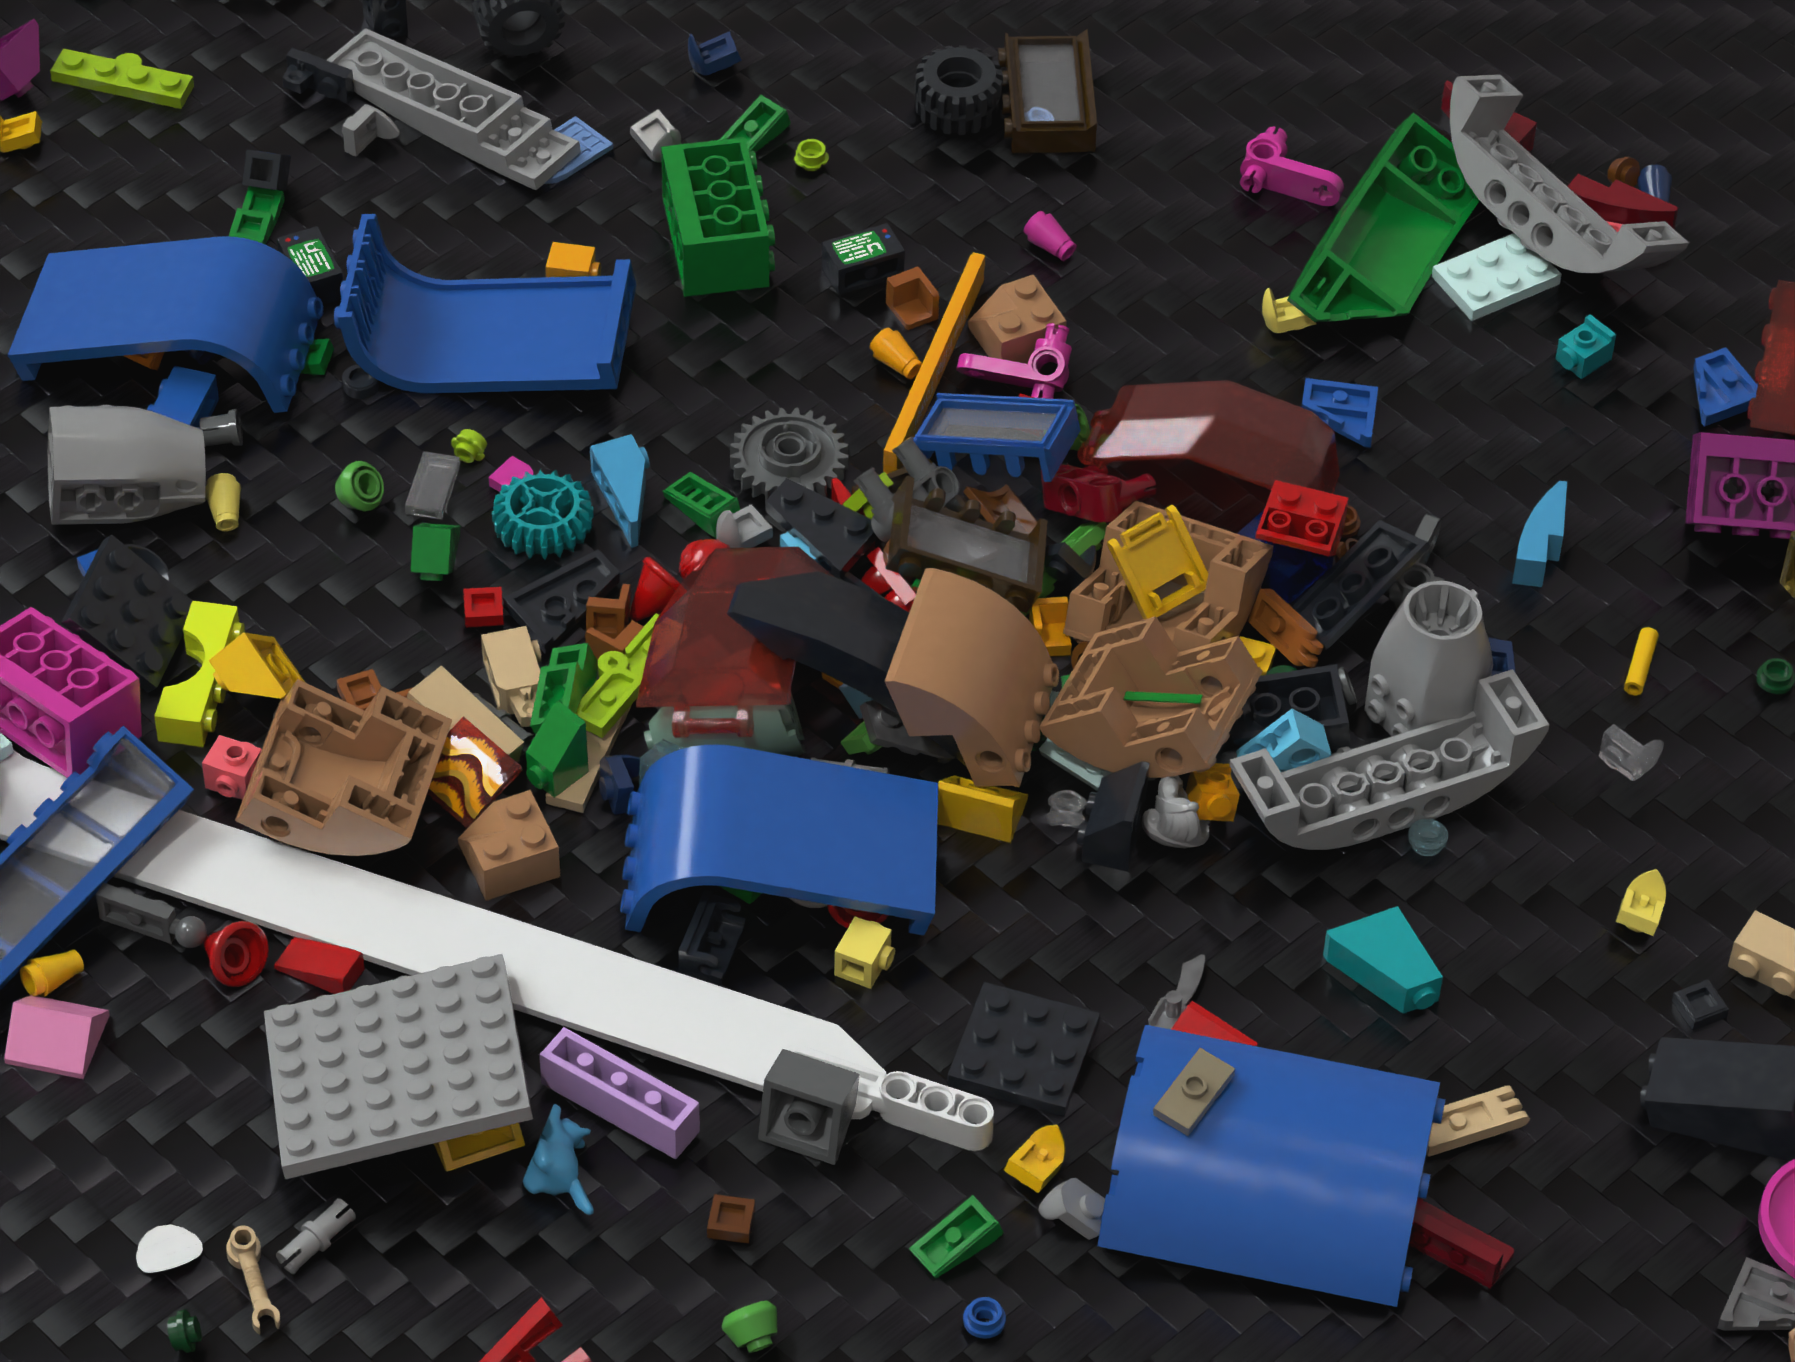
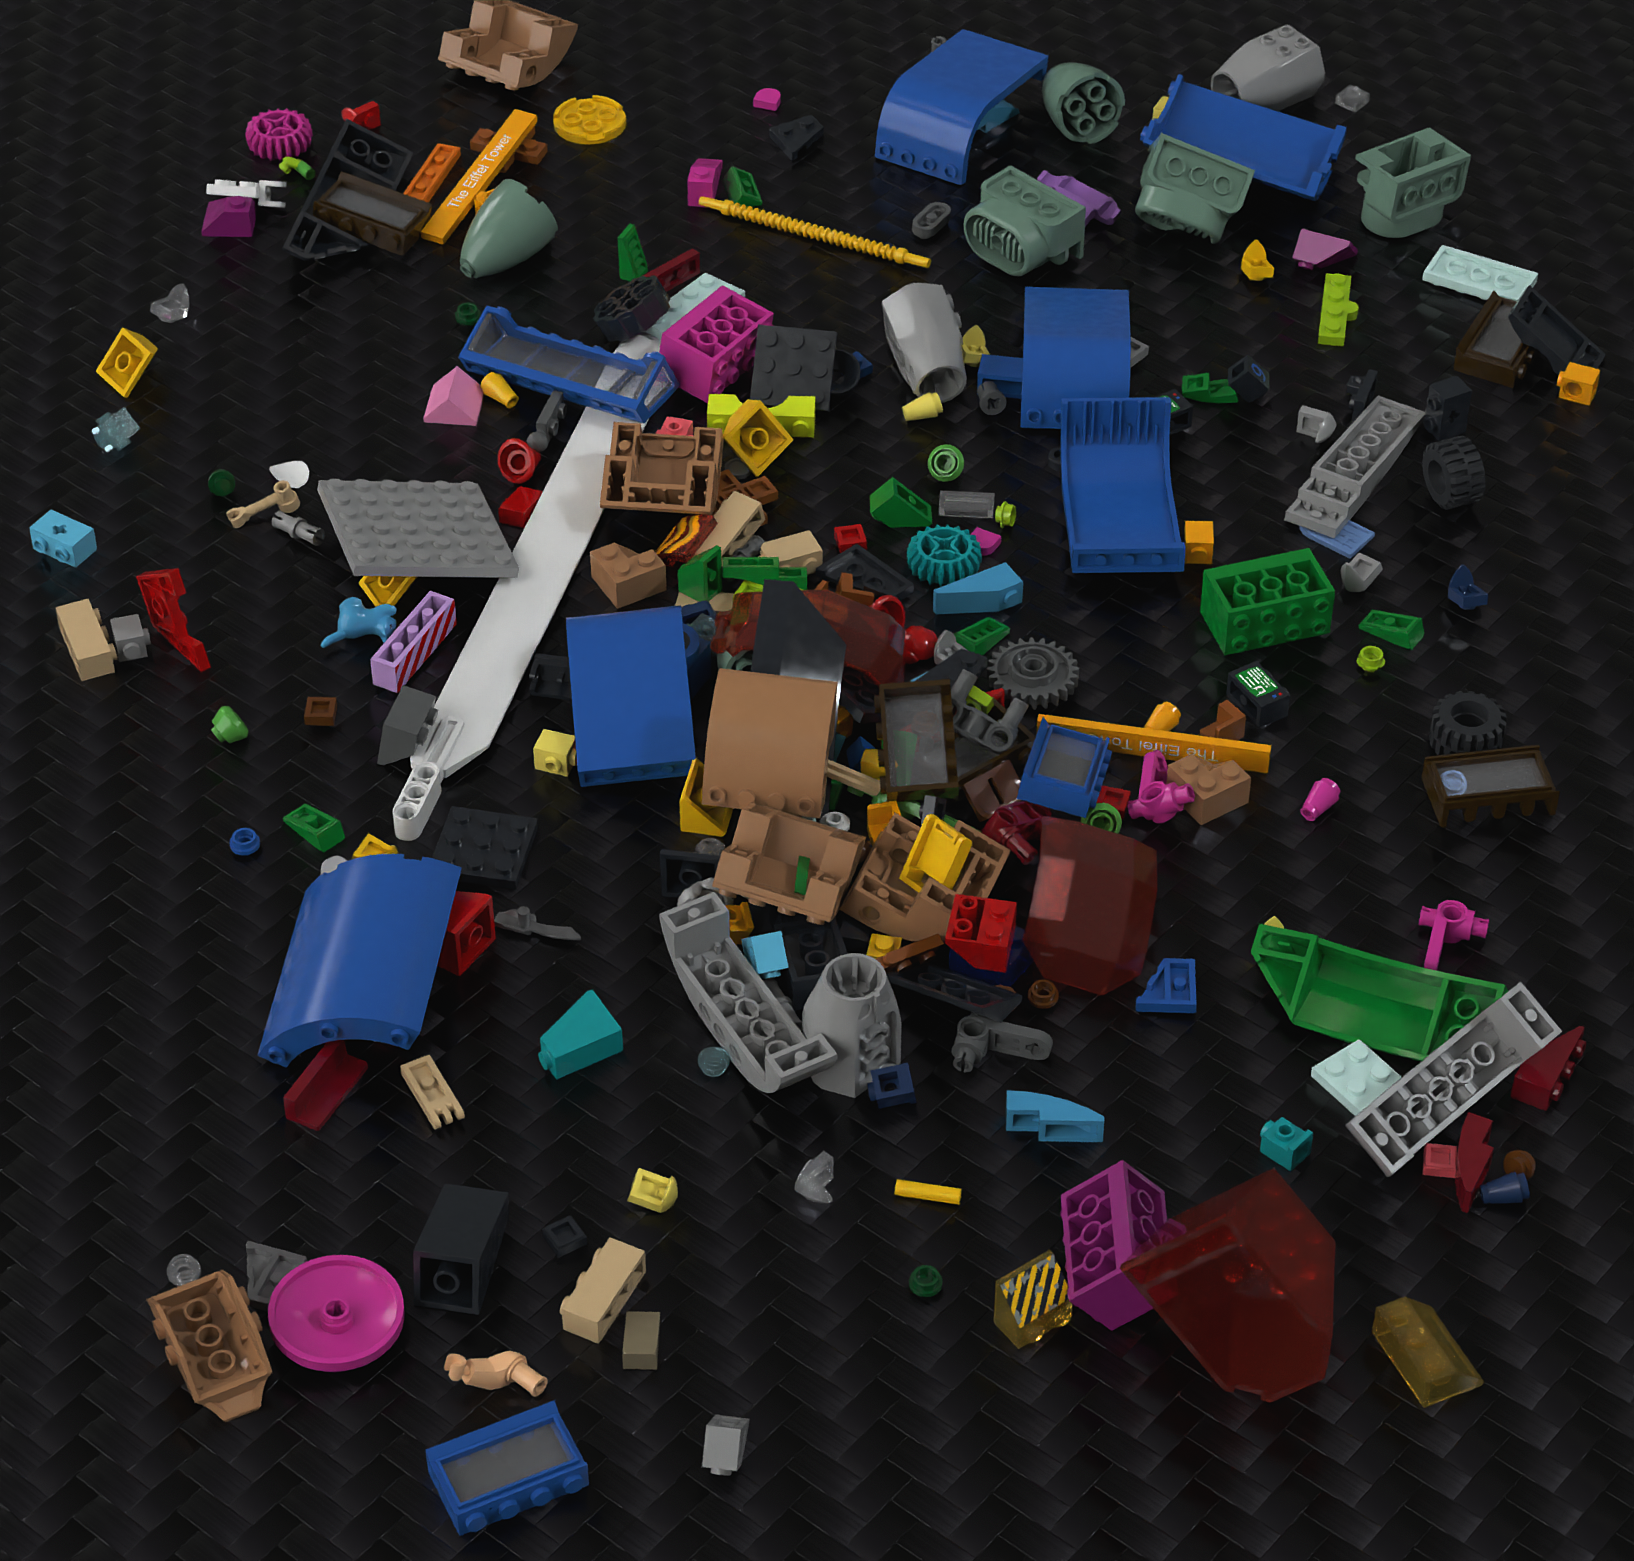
camera: 85 degrees right, 5 degrees down
(1194, 1091) = (386, 883): dark tan plate -> none

